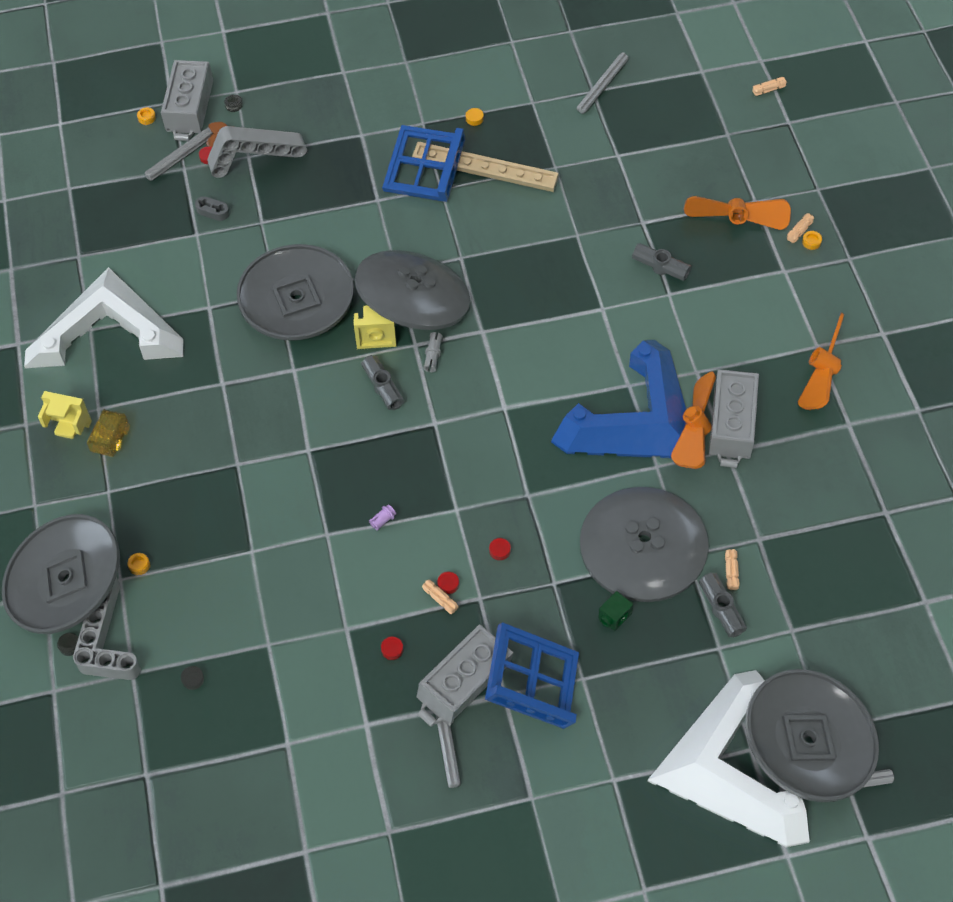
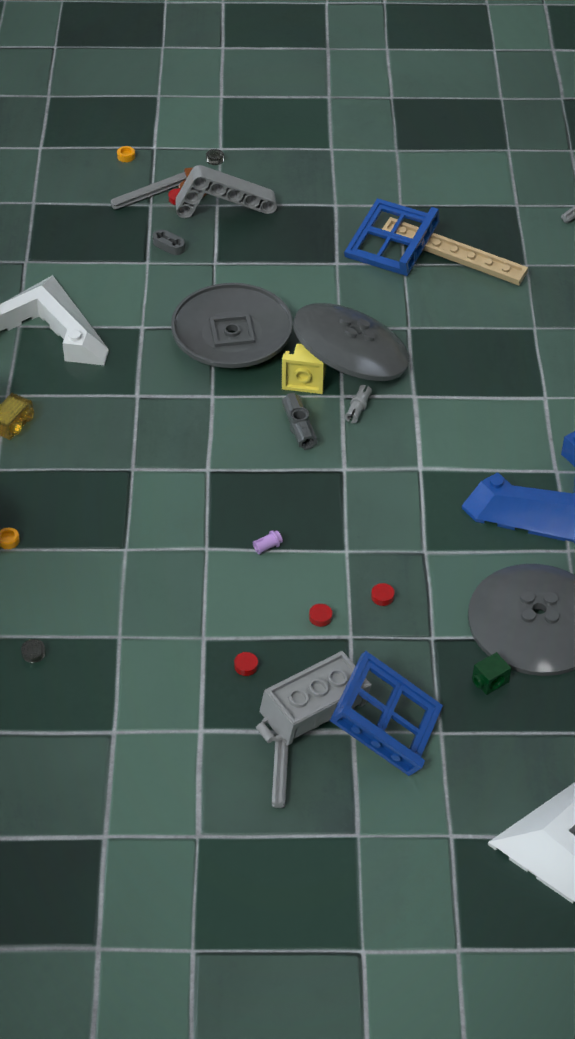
camera: 10 degrees right, 10 degrees down
(187, 98) = (169, 143): light grey container -> none
(440, 596) = (308, 626): light nougat axle -> none
(474, 116) = (454, 207): light orange tile -> none

